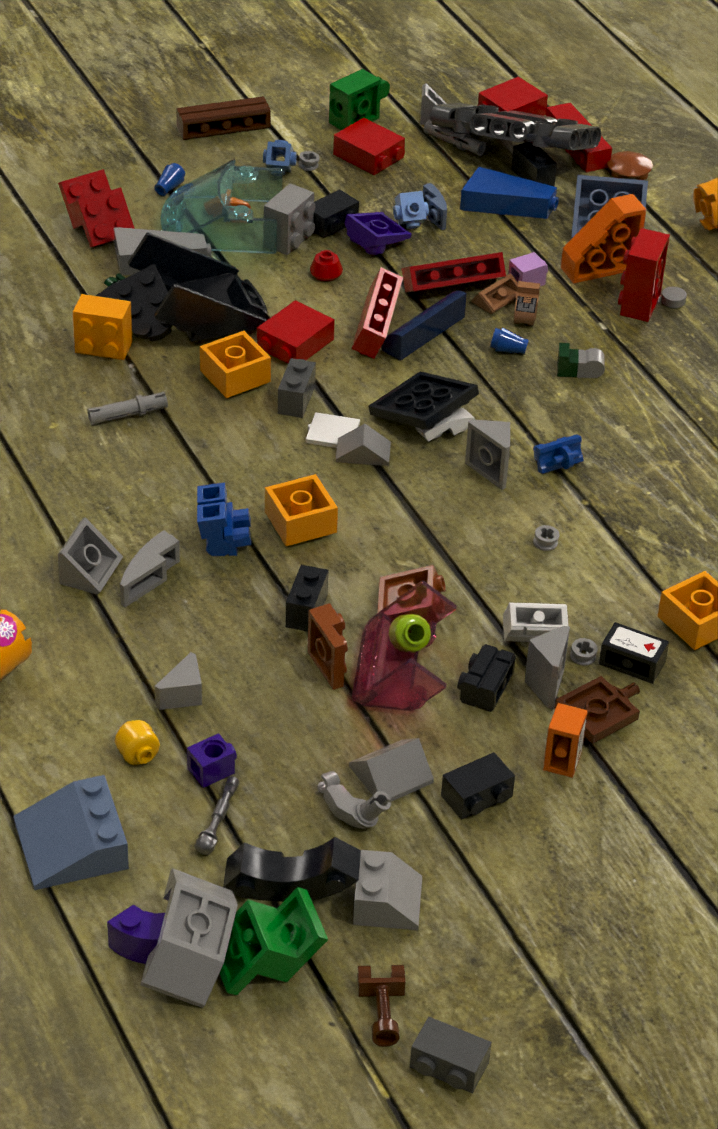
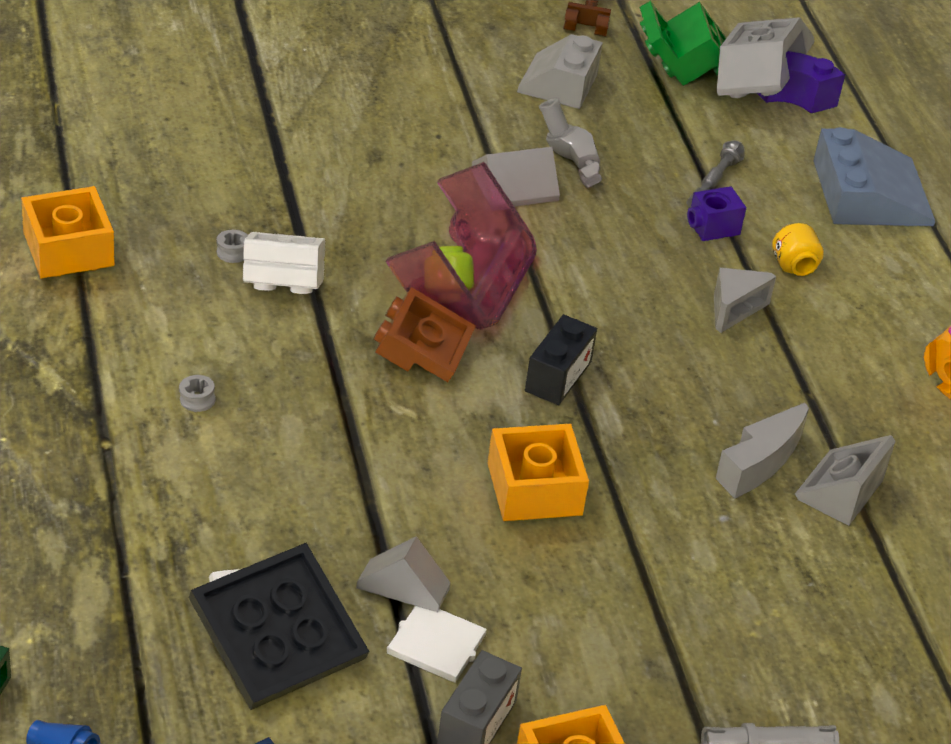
camera: 170 degrees left, 0 degrees up
(220, 523) = (658, 476): blue hips -> none
(272, 877) = (650, 97): black brick -> none
(327, 644) = (555, 278): dark orange plate -> none
(477, 785) = (431, 132): black brick -> none
(486, 677) = (369, 229): black brick -> none
(489, 449) = (219, 495): light grey slope -> none
(547, 664) = (295, 199): light grey slope -> none
(558, 454) = (108, 494): blue hips -> none
(565, 740) = (321, 128): orange brick -> none
(606, 706) = (257, 177): reddish brown plate -> none
(633, 652) = (177, 218): black brick -> none

